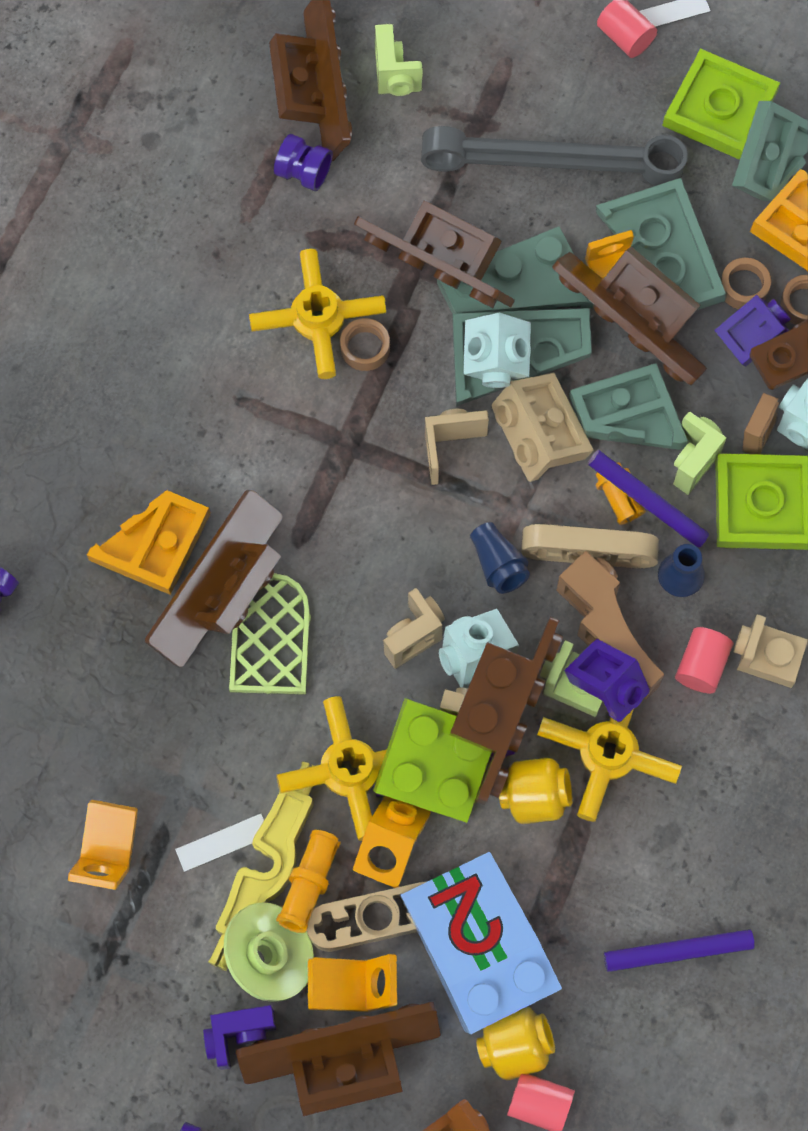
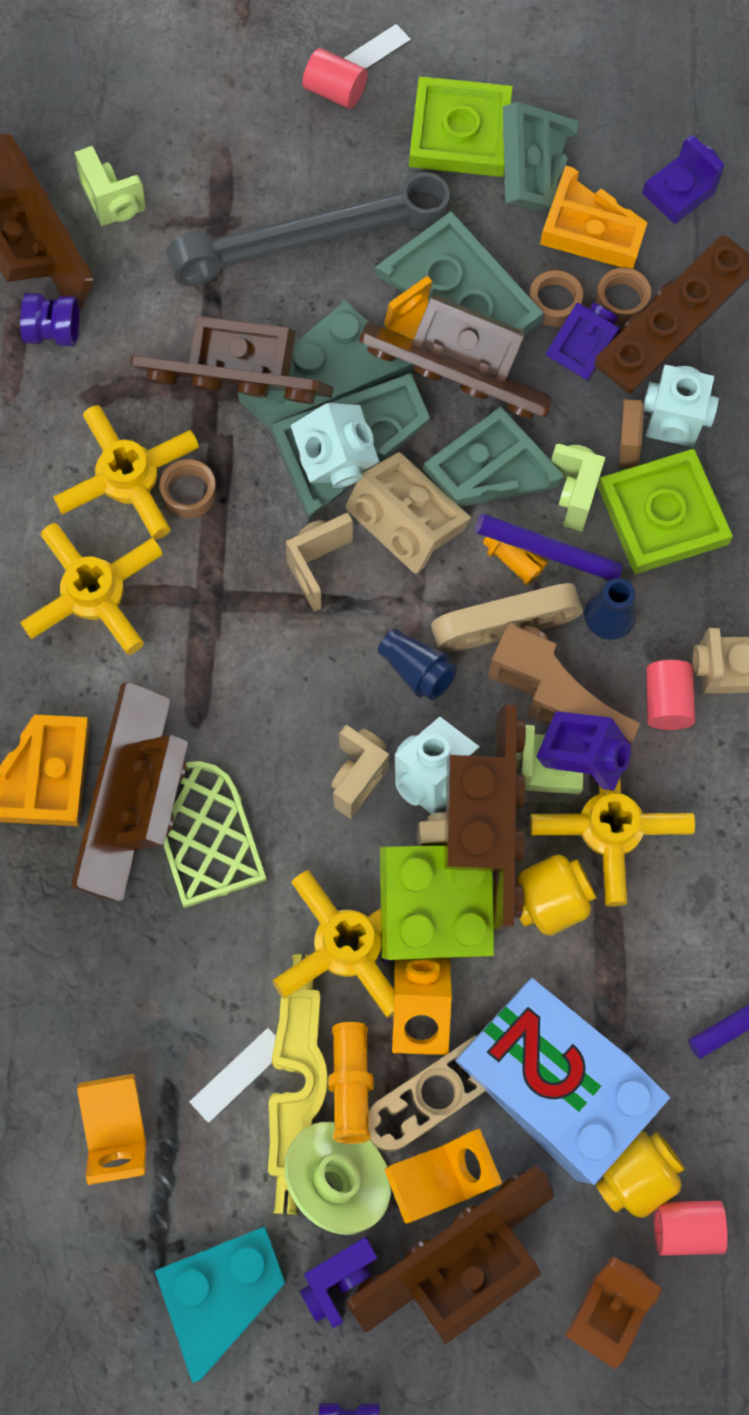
camera: 25 degrees left, 0 degrees up
(139, 1009) = (219, 1295): none -> teal wing
(255, 416) = (96, 605): none -> yellow bar

